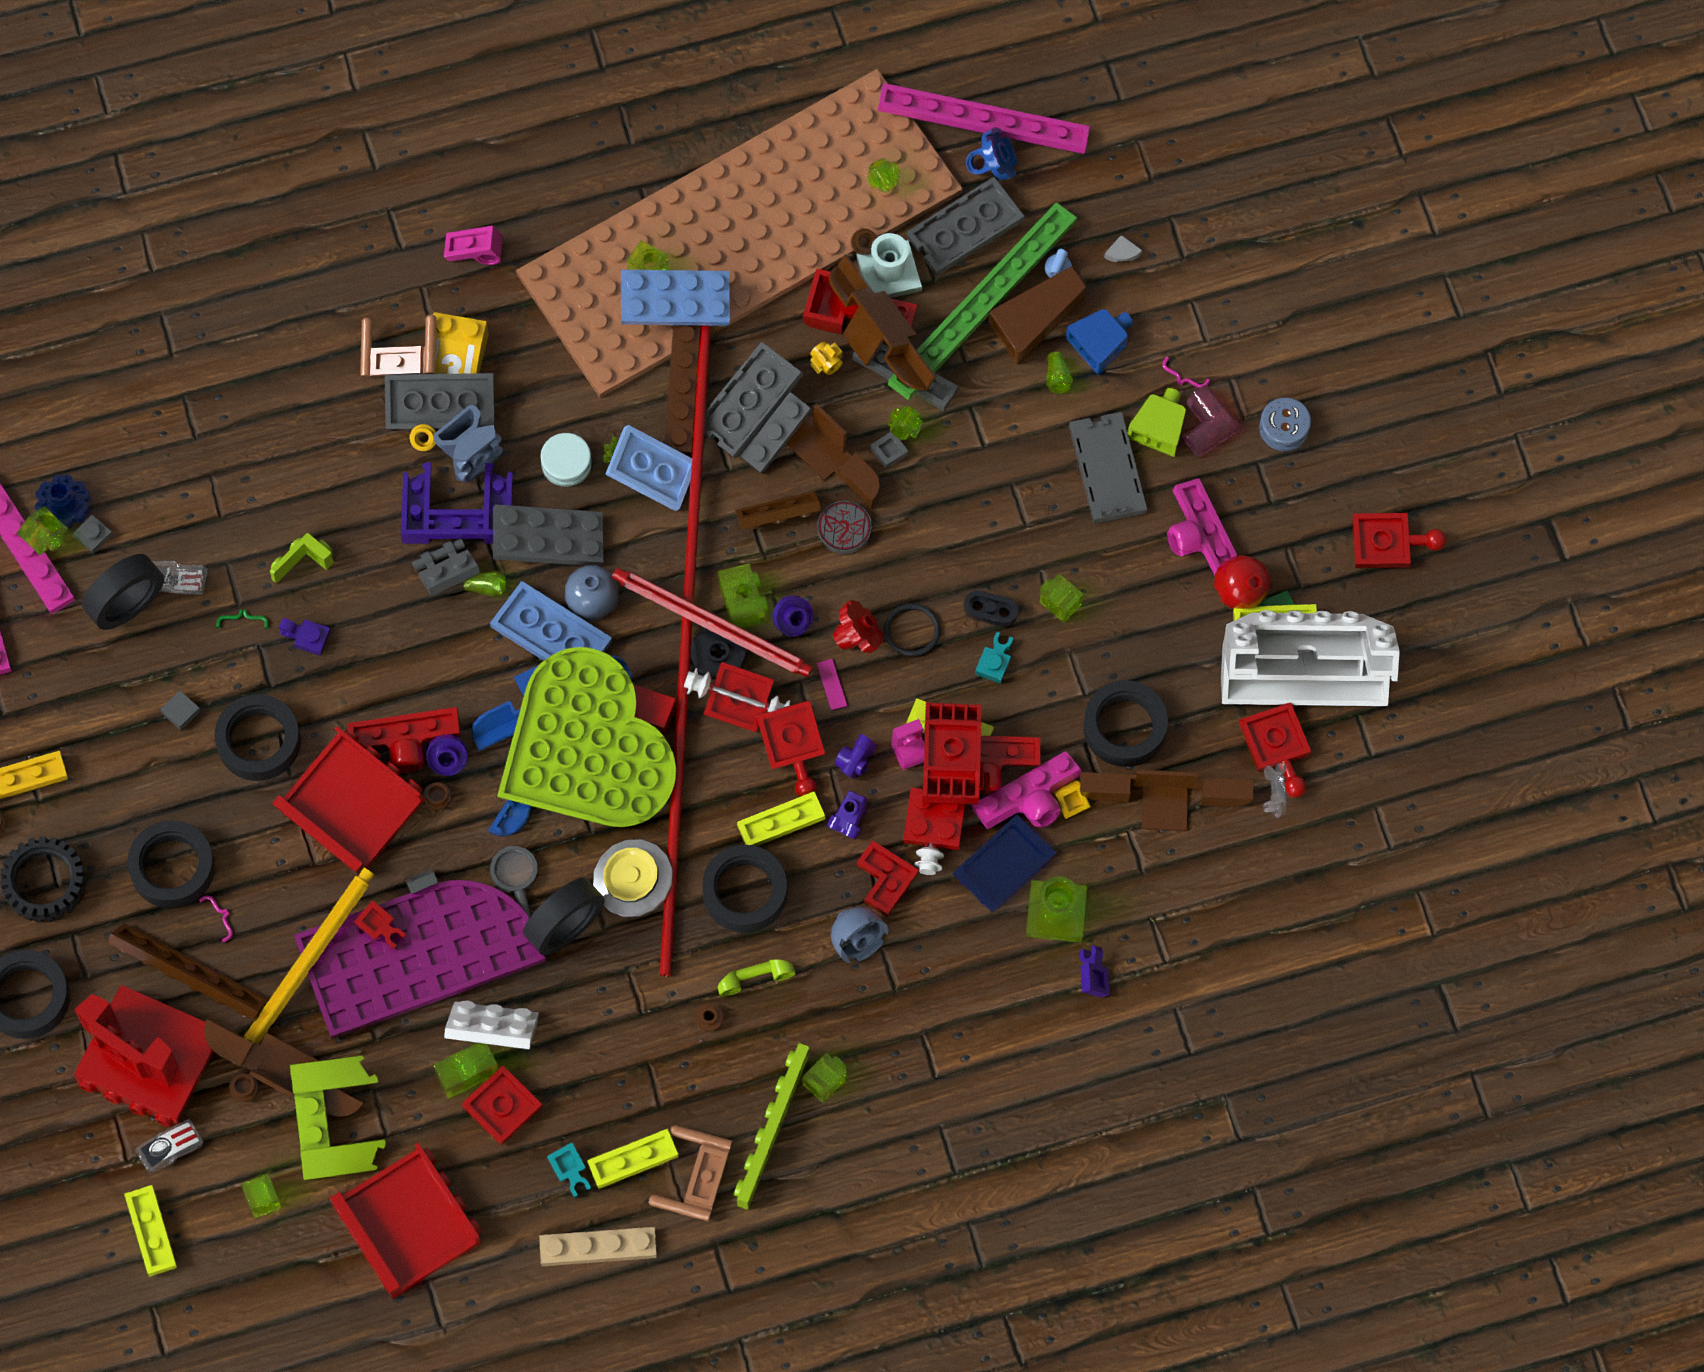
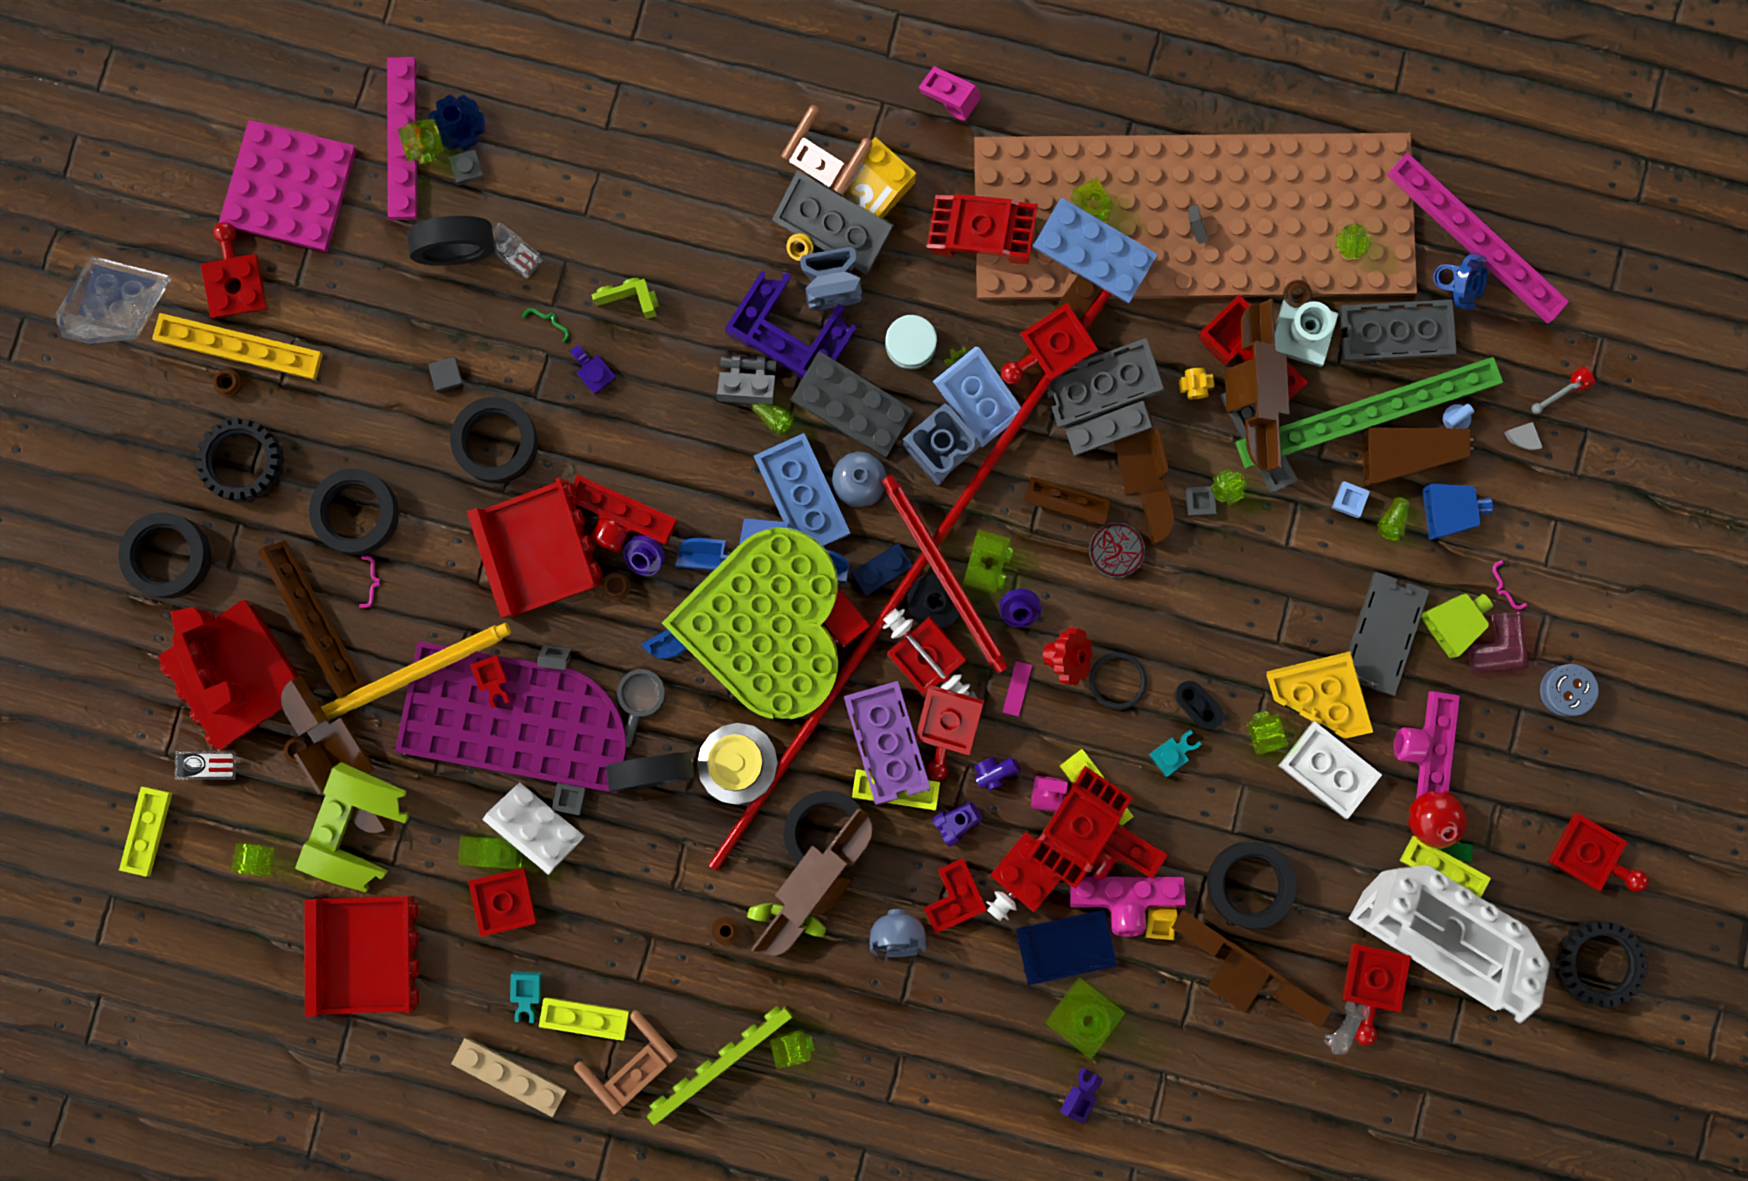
camera: 30 degrees right, 15 degrees up
(506, 990) = (569, 798): none -> dark grey tile
(568, 333) = (982, 227): none -> red plate
(642, 523) = (941, 443): none -> sand blue piece
(656, 654) = (882, 569): none -> dark blue plate
(689, 389) = (1055, 343): none -> red plate
(747, 233) = (1197, 224): none -> dark grey tile
(748, 786) = (886, 742): none -> medium lavender piece
(762, 929) = (816, 885): none -> reddish brown piece
(1012, 378) = (1350, 499): none -> light blue plate
(1087, 539) = (1324, 693): none -> yellow plate
(1131, 597) = (1330, 770): none -> white plate
(1138, 181) = (1580, 380): none -> hinge
(1458, 591) = (1635, 963): none -> black tyre

